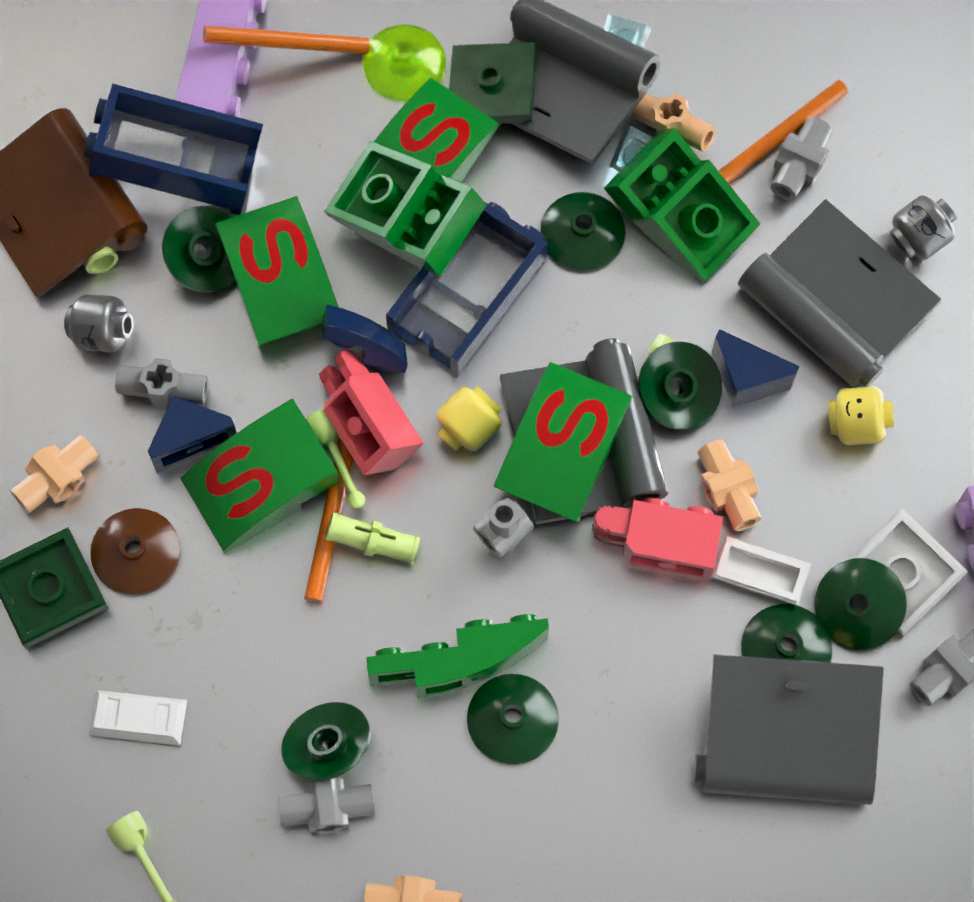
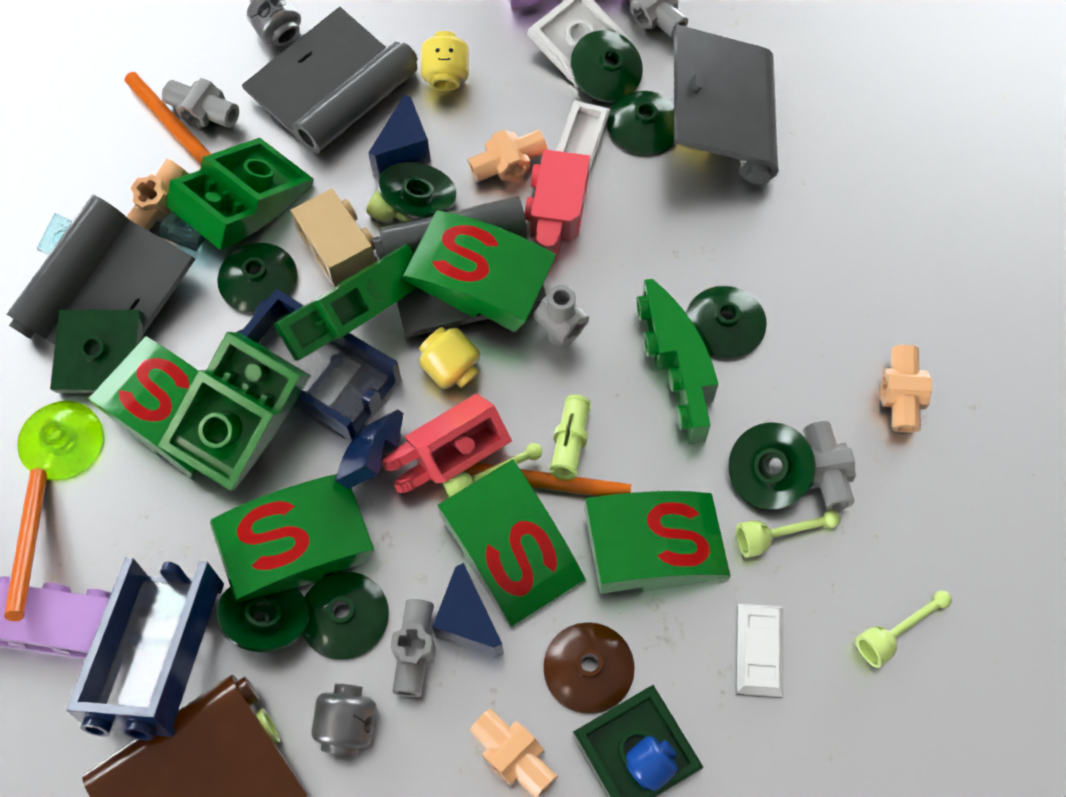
camera: 90 degrees left, 5 degrees down
(30, 596) = (652, 763): none -> blue piece
(208, 344) = (359, 630): none -> dark green dish
(252, 722) = (756, 536): none -> yellowish green hinge
(253, 618) = (655, 540): none -> green slope
(518, 313) = (346, 305): none -> green slope
(621, 300) = (333, 236): none -> tan brick

